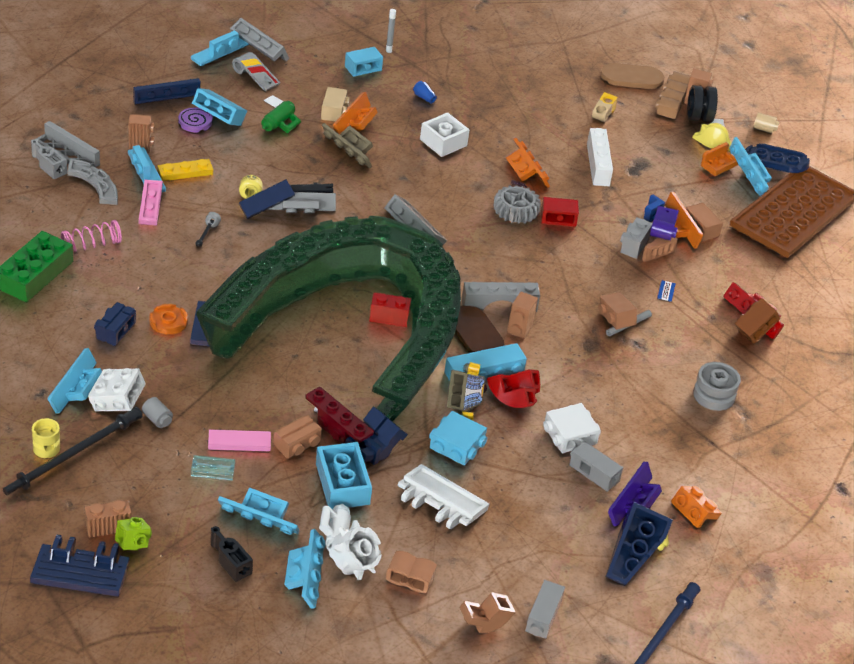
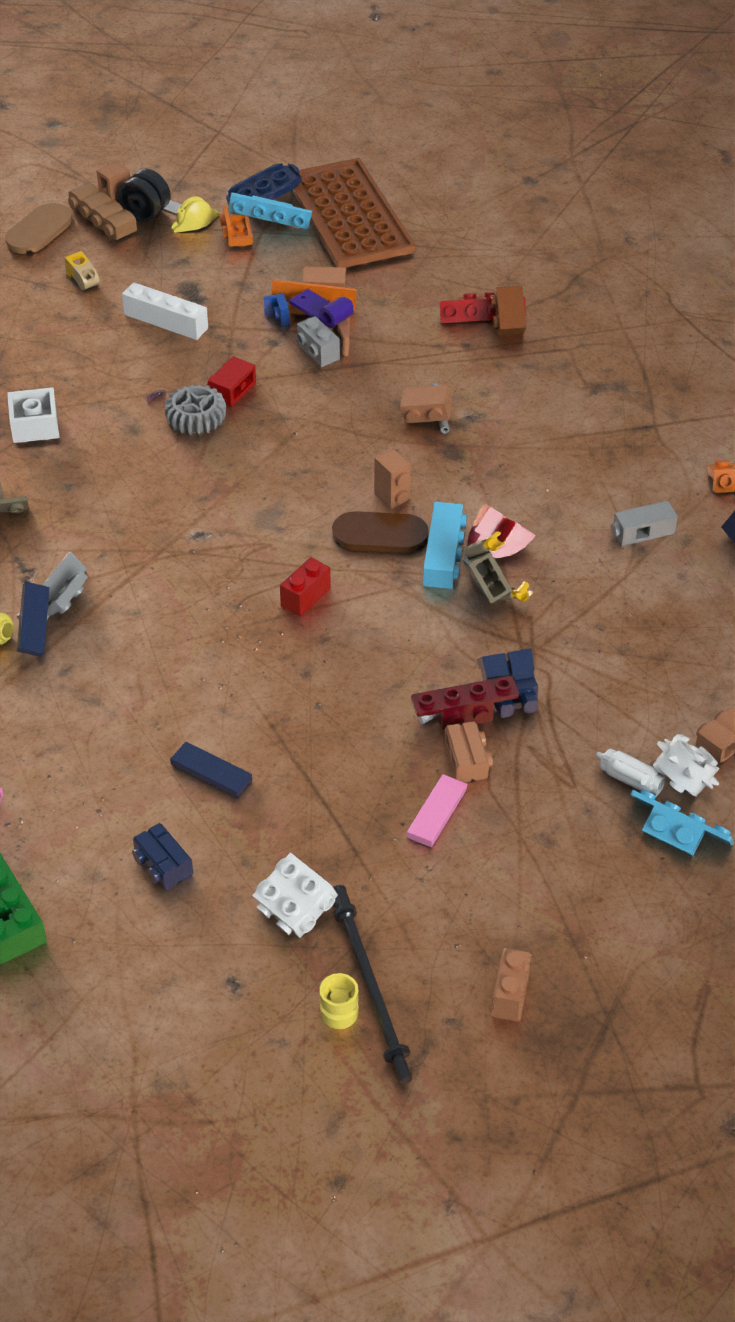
camera: 55 degrees left, 5 degrees up
(76, 382) = (254, 932): medium azure bracket -> none
(81, 570) = (571, 1051): dark blue hinge -> none
(133, 533) = (554, 967): lime brick -> none
(157, 412) = (352, 870): light grey brick -> none
(168, 319) = (180, 802): orange tile -> none
(210, 224) = (27, 689): hinge -> none
(215, 468) = (459, 868): clear light blue tile -> none
(231, 555) = (626, 886): black piece -> none
(262, 507) = (566, 826): medium azure bracket -> none
(313, 188) = (38, 570): black pin -> none
(339, 254) = (281, 532): clear green windscreen -> none
(343, 475) = (558, 732): medium azure brick -> none
(408, 215) = (162, 508): light grey fence -> none
(440, 492) = (636, 657): white hinge -> none
(458, 438) = (549, 612): medium azure brick -> none
(483, 293) = (332, 498): light grey arch -> none
(523, 164) = (130, 375): orange bracket -> none
(571, 427) = (581, 516): white brick -> none
(635, 491) = (705, 509): dark purple bracket -> none
(666, 290) = (404, 359): sticker -> none
(716, 386) = (581, 383): light grey wheel -> none
(766, 123) = (200, 169): tan brick -> none

